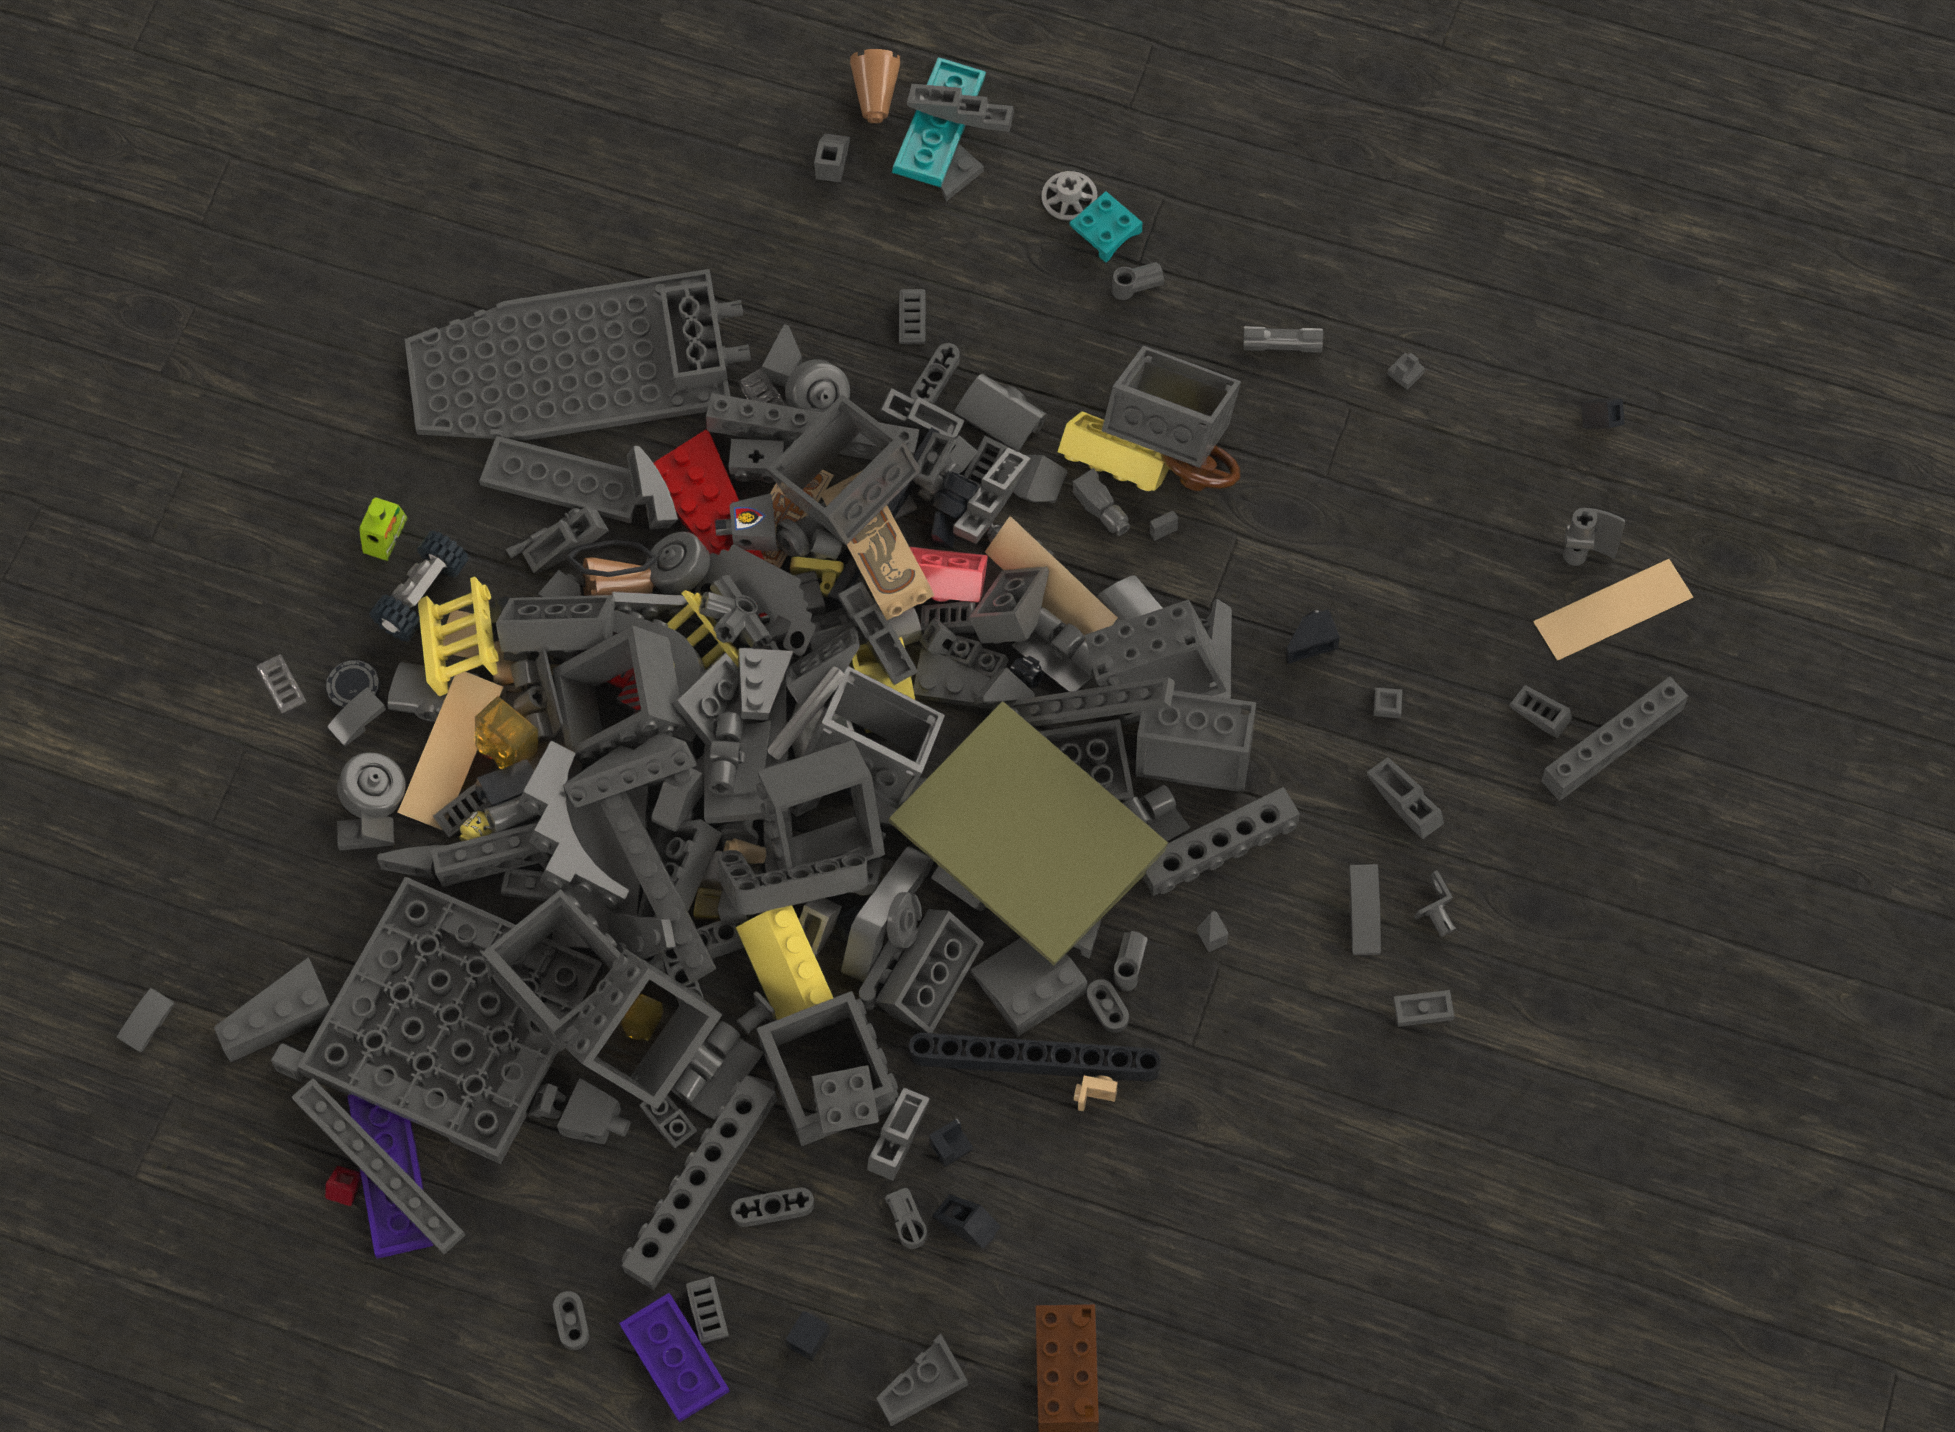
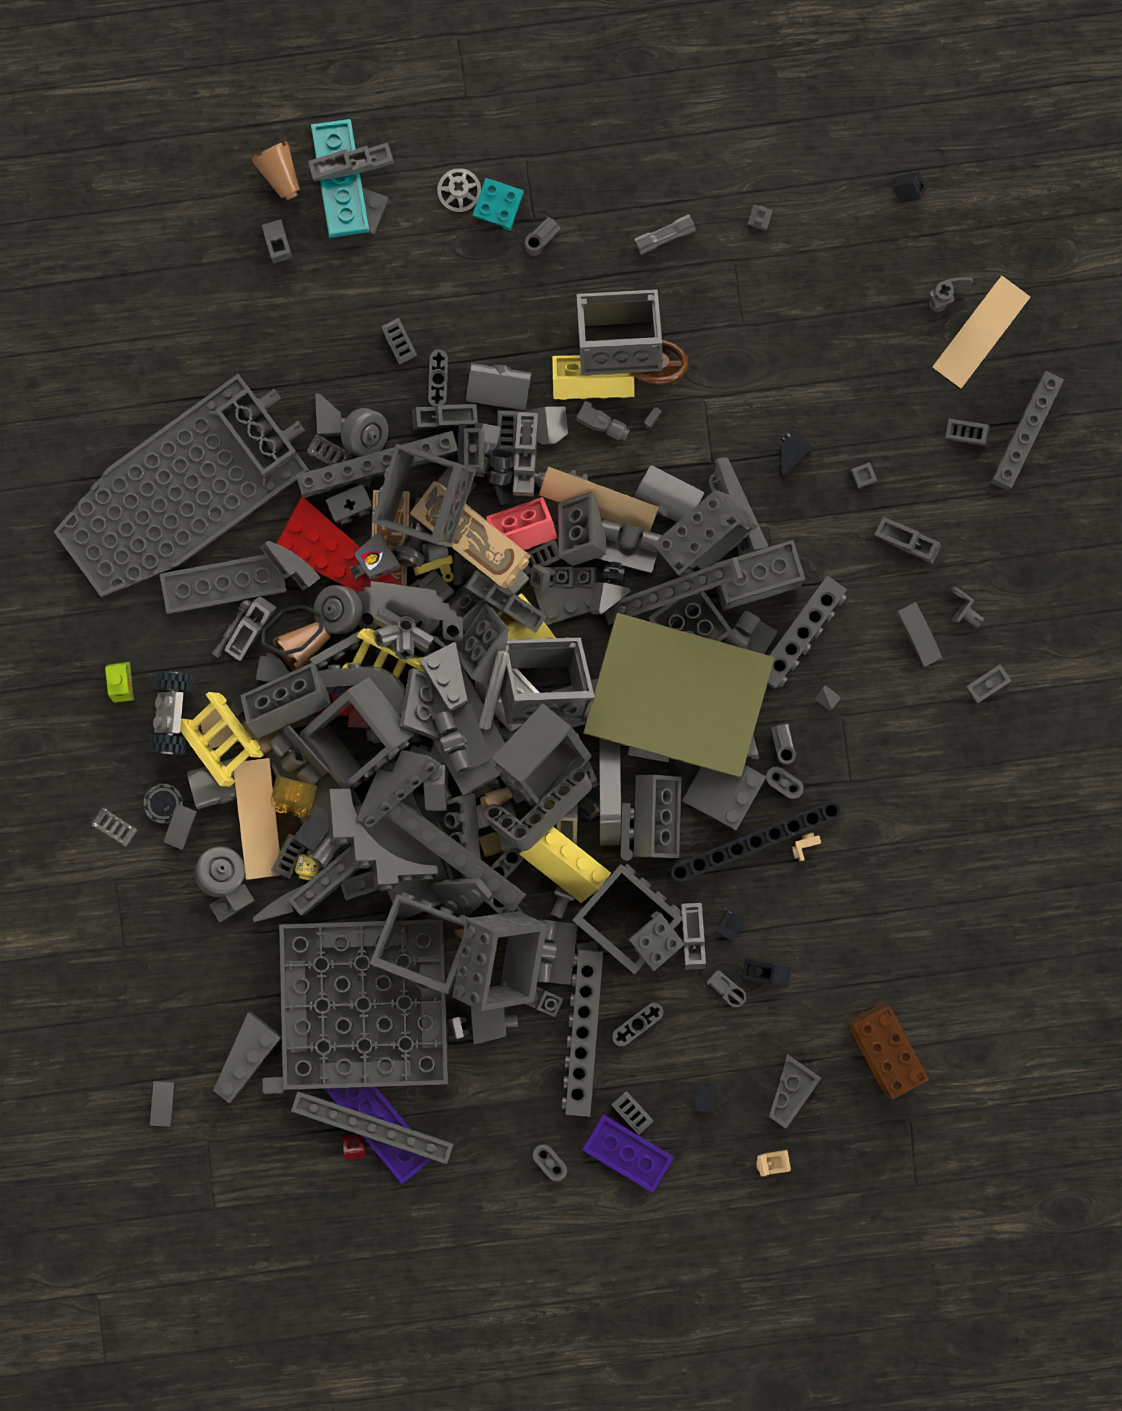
camera: 25 degrees left, 20 degrees up
(903, 919) = (627, 797): dark grey tile -> none

